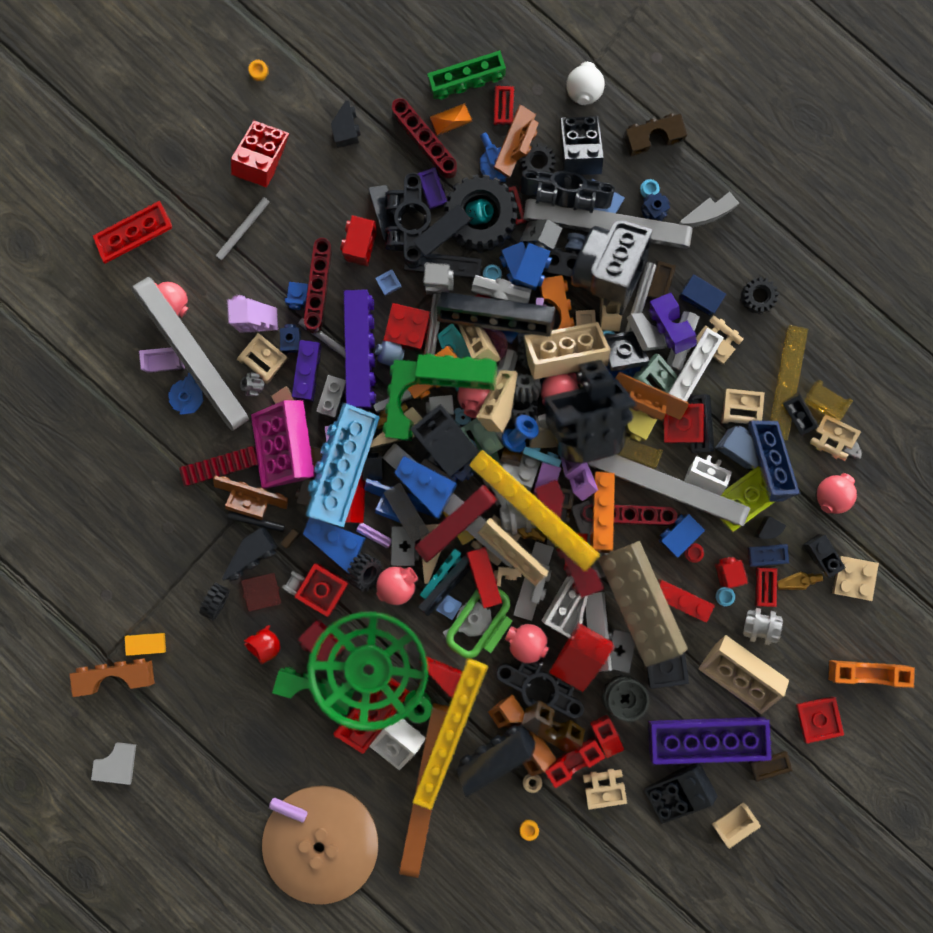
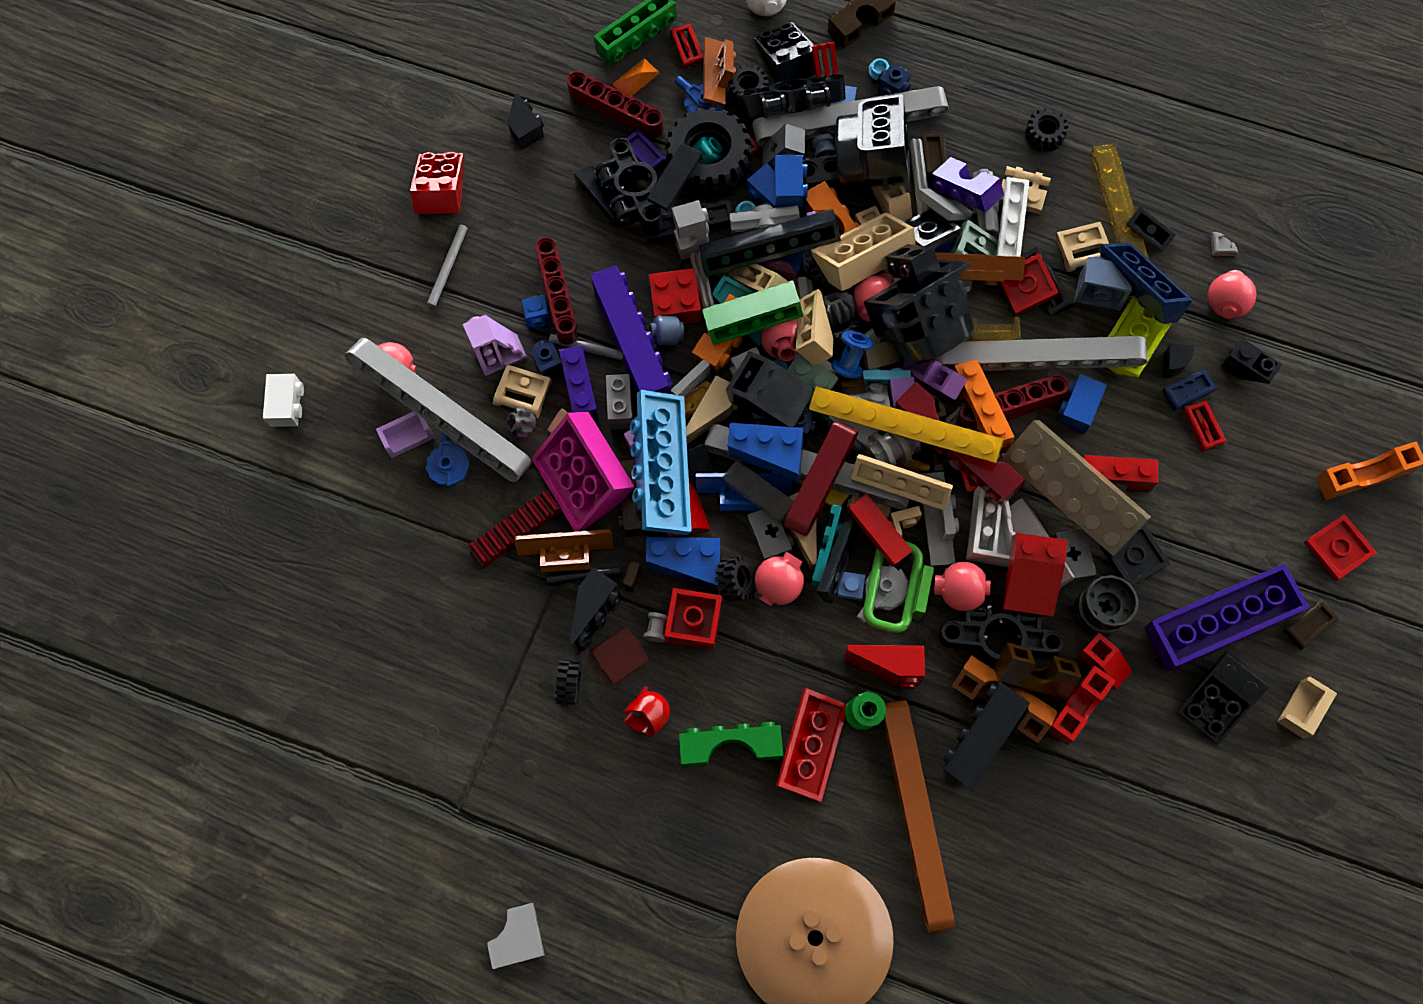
camera: 20 degrees left, 15 degrees down
(78, 296) = (282, 400): none -> white brick
(132, 232) = (322, 311): red slope -> none
(134, 674) = (444, 842): dark orange arch -> none
(145, 644) = (500, 771): light orange tile -> none
(258, 70) = (405, 104): light orange tile -> none
(288, 809) = (757, 904): lavender axle -> none
(311, 636) = (718, 680): dark red brick -> none
(359, 240) = (584, 226): red brick -> none
(365, 682) = (805, 675): green dish -> none
(374, 535) = (731, 537): lavender axle -> none
(388, 282) = (634, 260): medium blue plate -> none
(397, 424) = (696, 342): green arch -> none
(398, 743) = (858, 768): white slope -> none
(449, 734) = (919, 722): yellow plate -> none
(529, 830) = (1063, 815): light orange tile -> none
(532, 788) = (1049, 754): tan plate -> none
(605, 795) = (1137, 733): tan plate -> none
(607, 158) = (831, 45): none -> red tile
(640, 425) = (982, 304): light yellow slope -> none
(694, 553) = (1105, 418): red plate -> none
(702, 295) = (985, 150): dark blue panel -> none
(708, 475) = (1081, 324): white brick -> none
(710, 211) = (956, 65): light grey slope -> none
(725, 596) = (1163, 452): medium azure plate -> none
(731, 572) = (1158, 418): red brick -> none
(744, 675) = (1228, 530): tan slope -> none
(763, 626) = (1224, 465): light grey piece -> none
(799, 581) = (1238, 405): pearl gold piece -> none
(827, 401) = (1173, 209): clear yellow panel -> none
(838, 432) = (1199, 232): tan plate -> none
(856, 579) = (1300, 380): tan plate -> none

